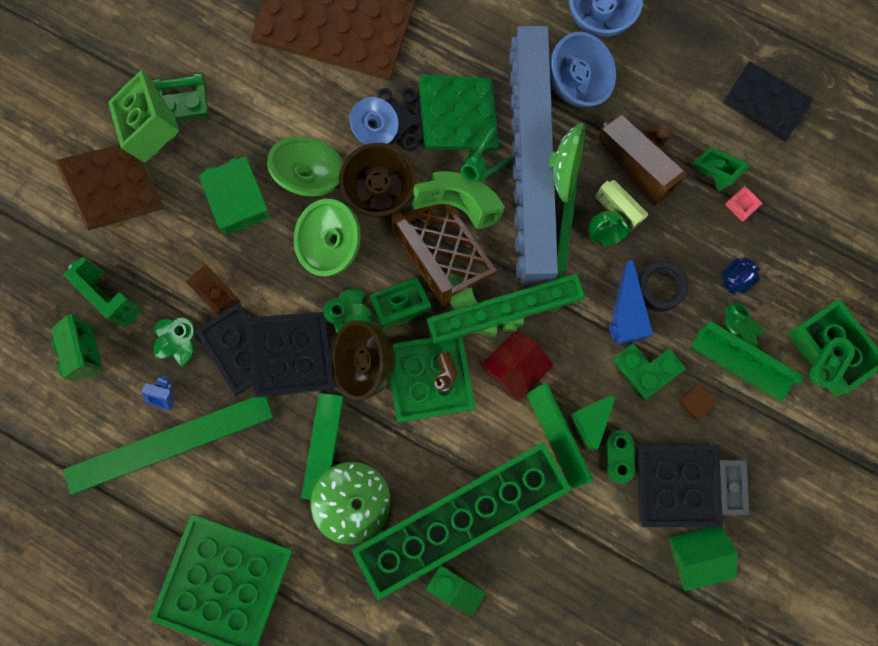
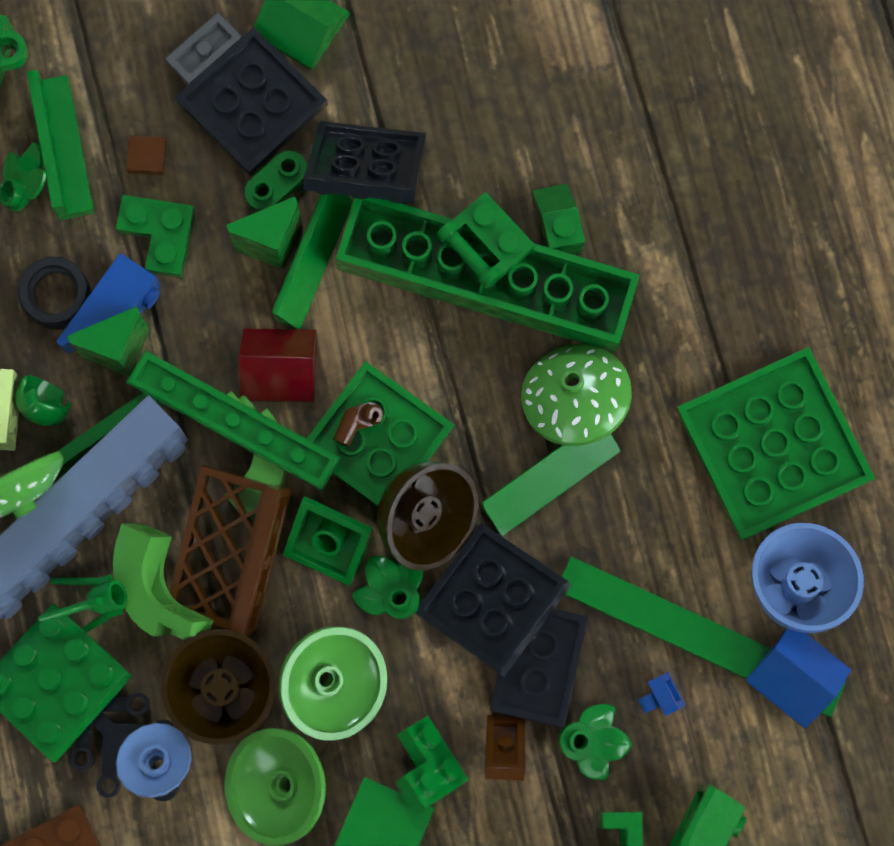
camera: 135 degrees left, 0 degrees up
(95, 473) = (799, 676): none -> blue slope
(121, 534) = (816, 563): none -> medium blue piece
(235, 248) = (436, 766): none -> green plate
(476, 541) = (494, 232): none -> green plate
(584, 511) = (365, 162): none -> black plate
(604, 287) = (113, 342): none -> green slope

